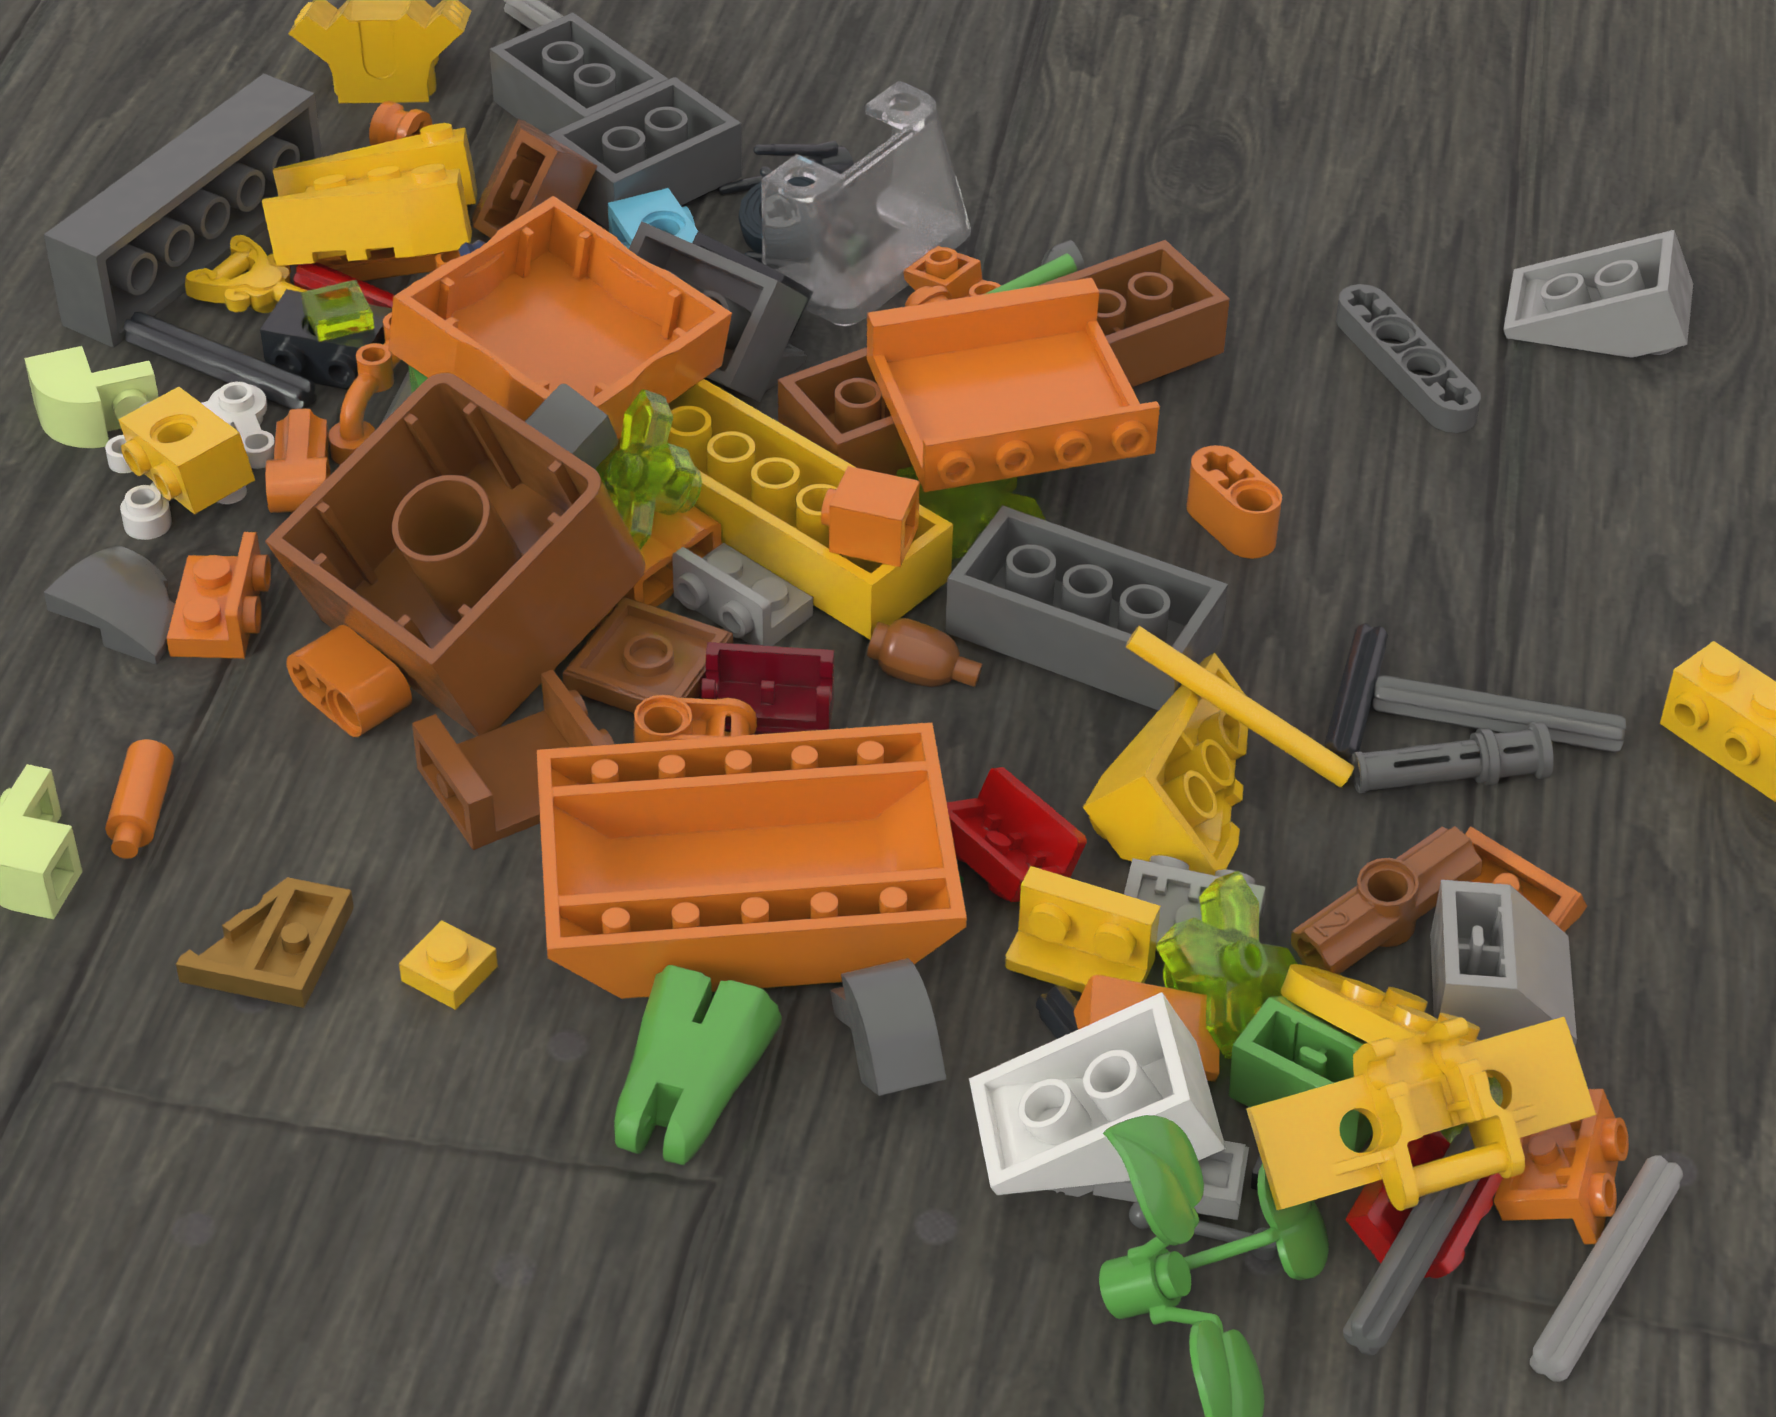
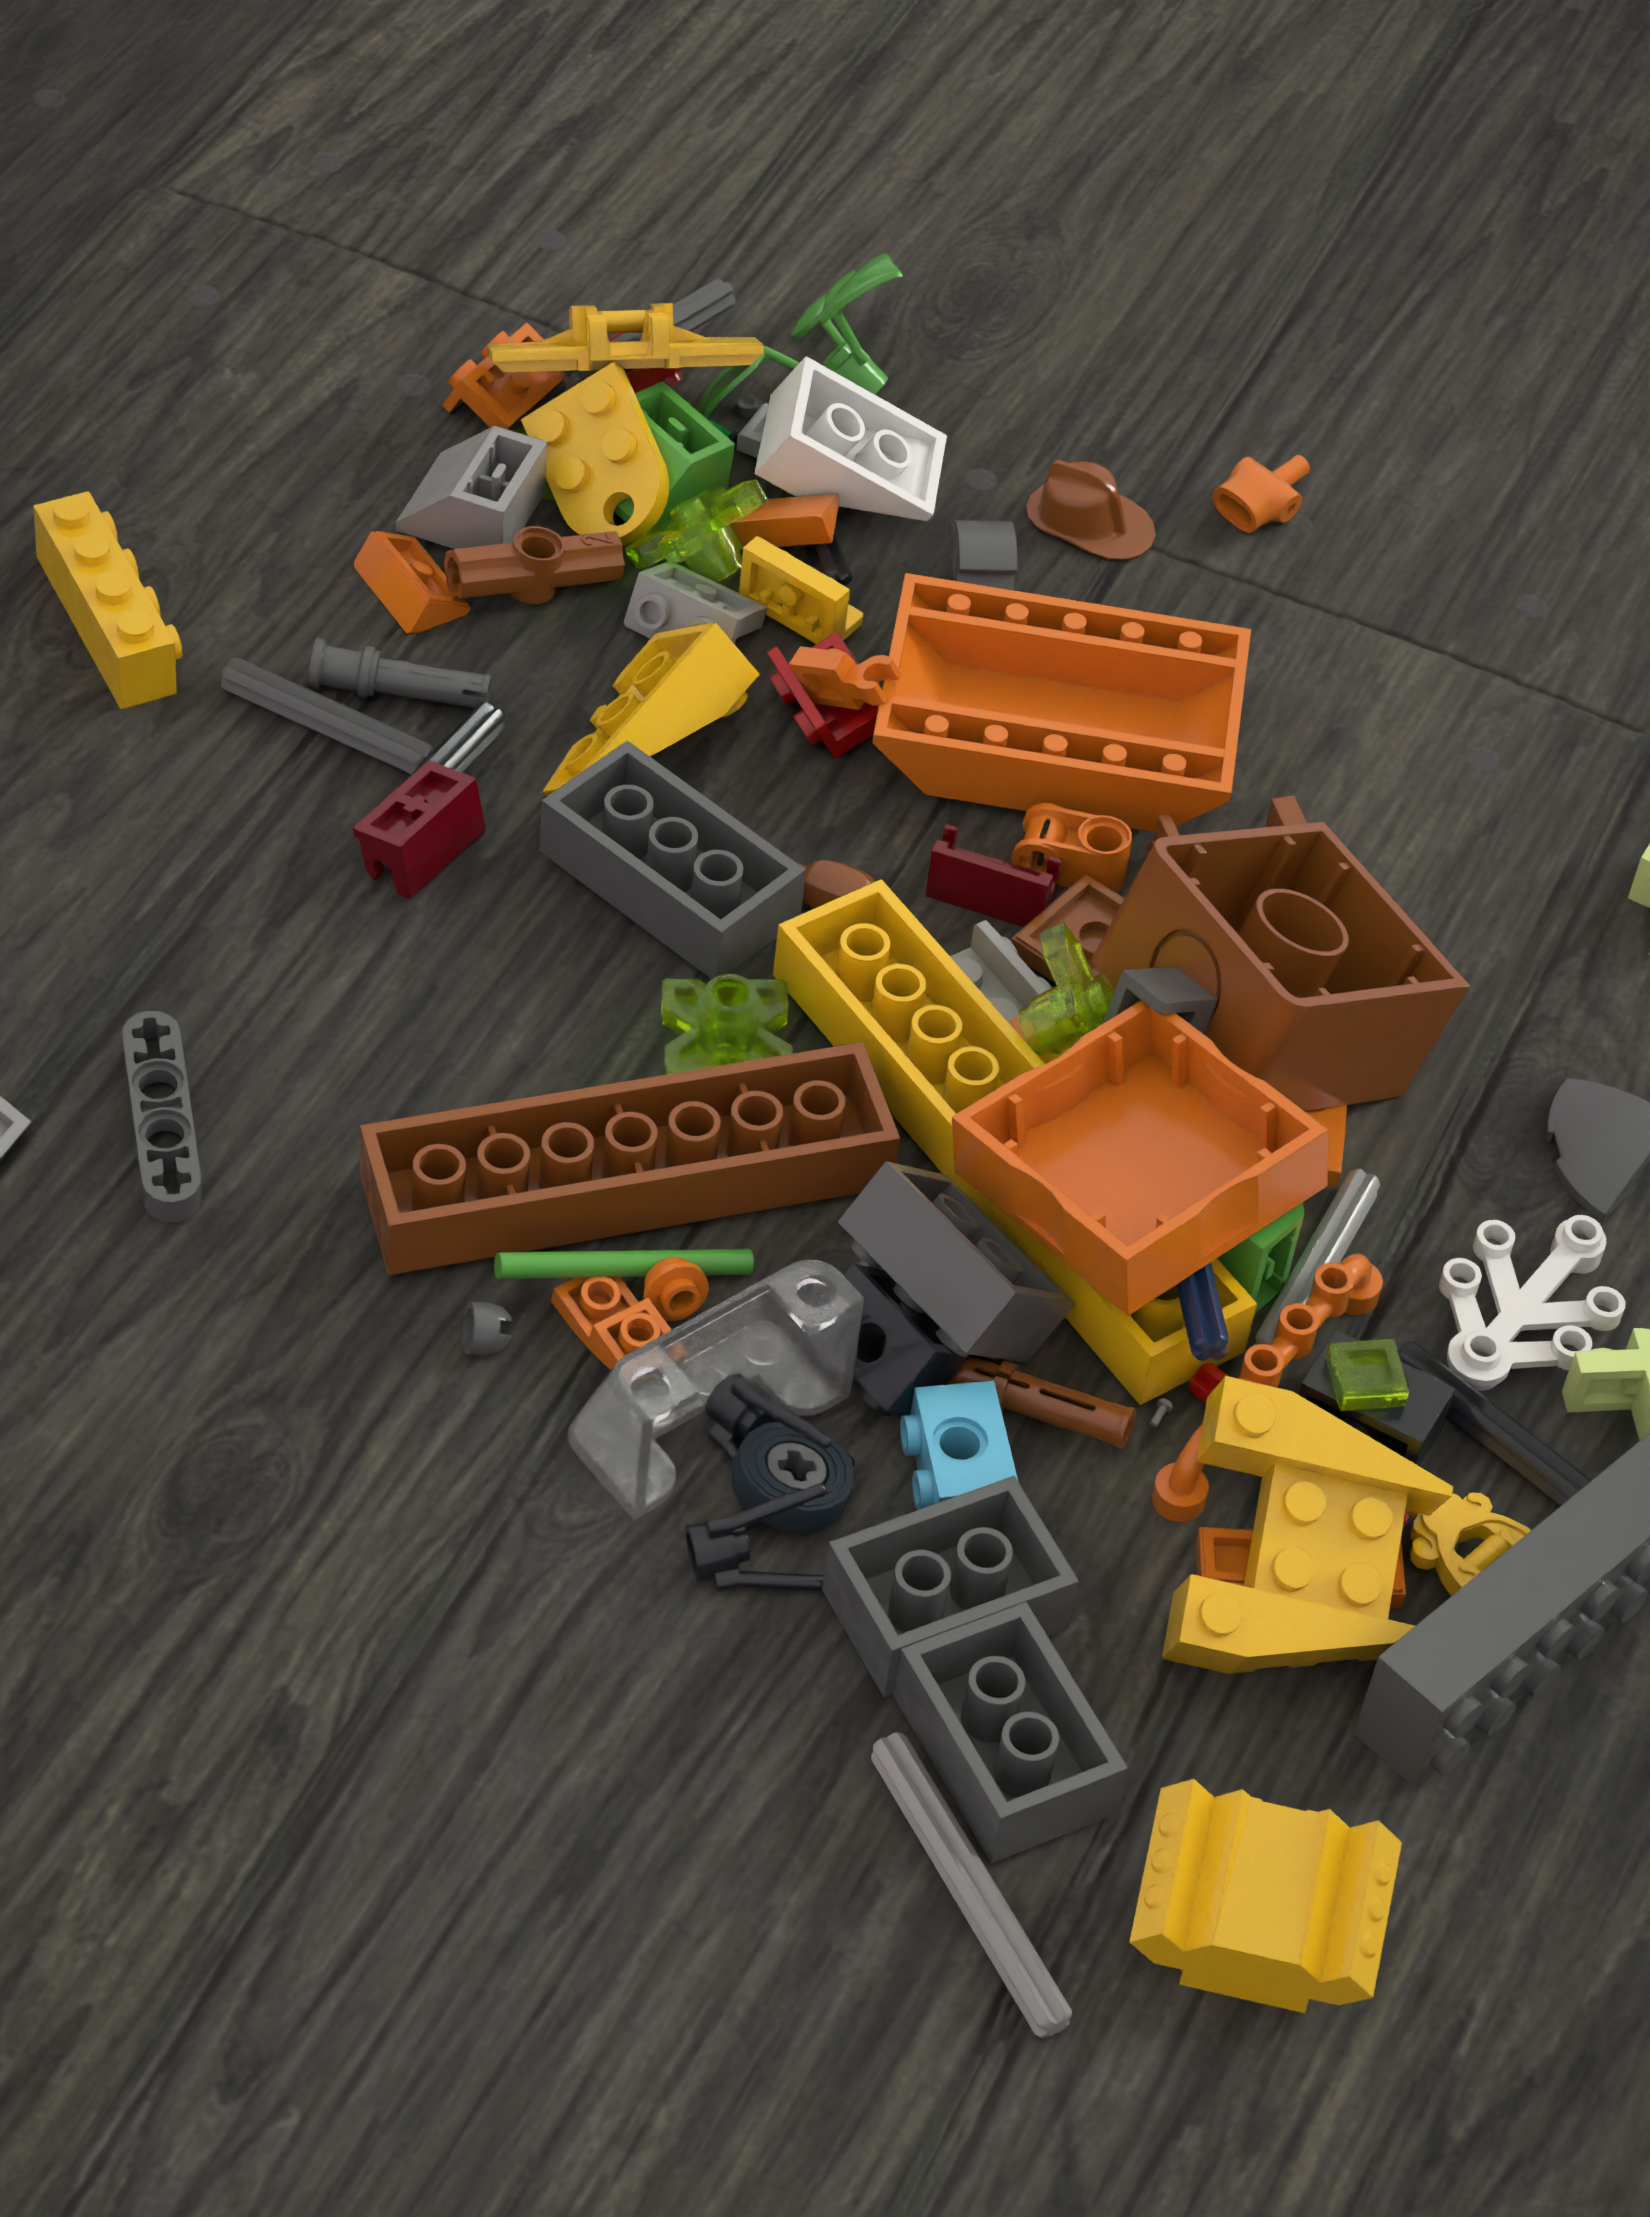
camera: 170 degrees left, 5 degrees up
(139, 796) = (1580, 926): orange cylinder -> none
(185, 450) = (1540, 1233): yellow brick -> none
(220, 603) = (1506, 1117): orange bracket -> none
(275, 946) = (1466, 766): pearl gold wing -> none
(298, 460) = (1417, 1238): orange piece -> none
(393, 123) = (1252, 1747): orange wheel -> none
(448, 964) = (1320, 731): yellow plate -> none
(528, 174) = (1117, 1526): dark orange slope -> none
(568, 1264) = (1258, 495): none -> orange piece
(691, 1059) = (1149, 576): bright green piece -> none
(783, 1193) = (1087, 511): none -> dark orange piece
(872, 516) = (867, 904): orange brick -> none
(995, 790) = (837, 681): none -> orange plate
(1006, 385) = (667, 1026): orange panel -> none
(1234, 501) = (459, 963): orange beam -> none
(1239, 706) = (584, 720): yellow bar -> none
(1340, 603) = (421, 827): none -> dark red hinge
(1606, 1269) = (538, 312): light grey axle -> none

